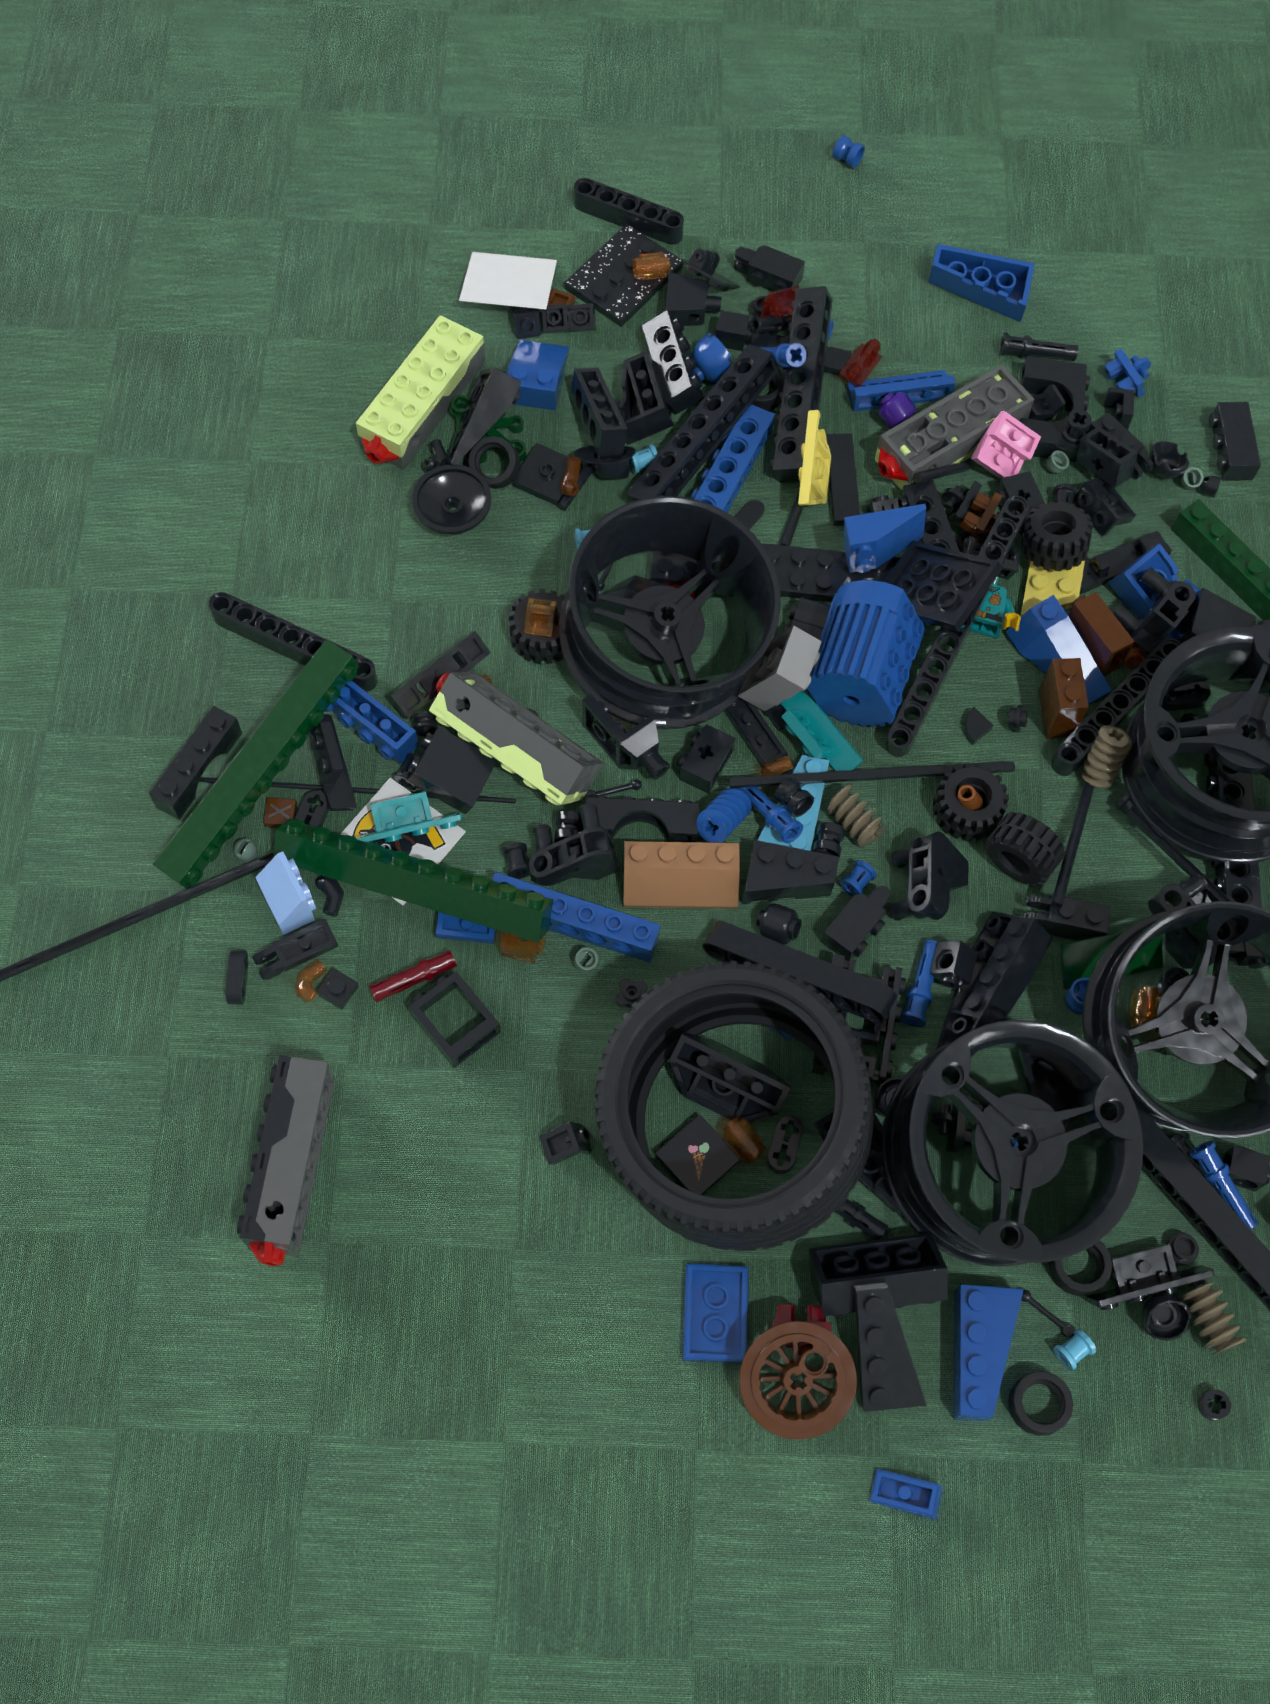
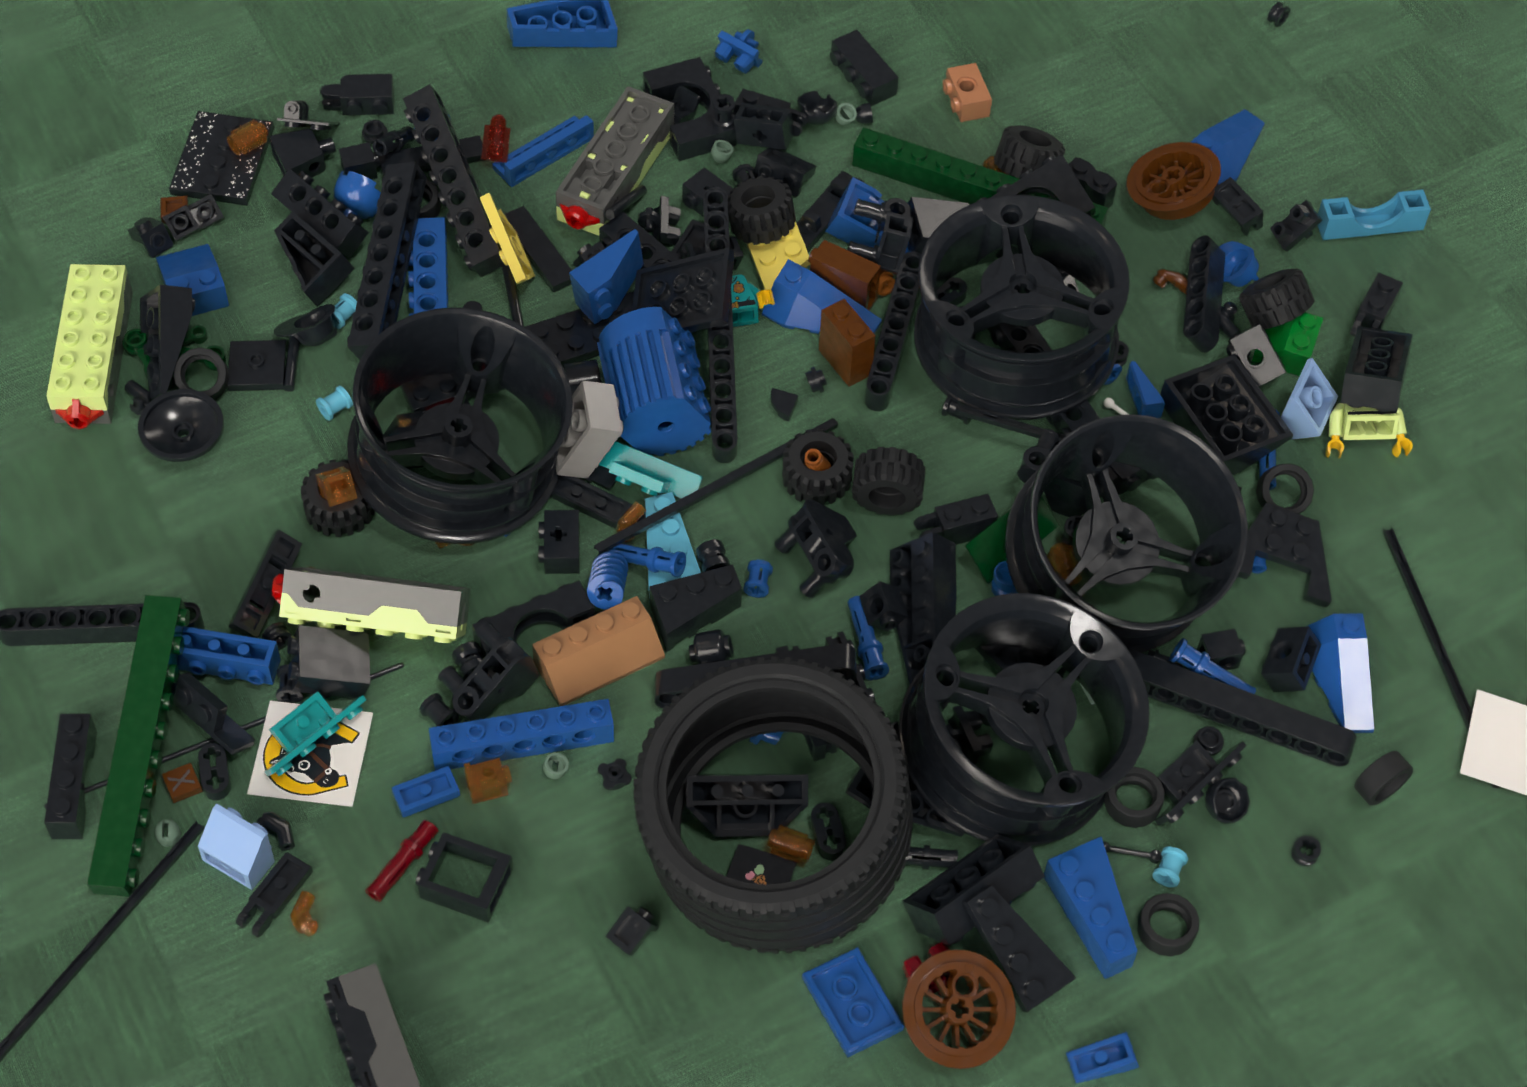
camera: 30 degrees left, 10 degrees down
(237, 977) = (232, 946): black beam -> none
(337, 989) = (335, 909): black plate -> none
(415, 880) = (355, 770): dark green brick -> none
(508, 280) = (113, 208): white sticker -> none
(570, 479) = (285, 361): reddish brown arm -> none
(598, 412) = (278, 285): black brick -> none
(624, 208) = (188, 98): black beam -> none
(629, 749) = (474, 565): black plate -> none
(636, 785) = (507, 597): black hinge -> none
(779, 302) = (391, 118): clear red hinge -> none
(788, 354) = (429, 158): blue pin -> none
(796, 799) = (661, 534): black wheel -> none
(854, 817) = (724, 527): dark tan piece -> none
(856, 923) = (779, 615): black hinge -> none
(896, 409) = (553, 167): dark purple head -> none
(985, 506) = (690, 225): reddish brown hips -> none
(1005, 446) = (671, 155): bright pink slope -> none
(1026, 346) = (637, 64): black pin -> none
(1072, 846) = (925, 456): black piece -> none
(1106, 756) = (912, 373): dark tan piece -> none
(1123, 402) = (750, 76): black bracket -> none
(1213, 1318) = (1265, 781): dark tan piece -> none

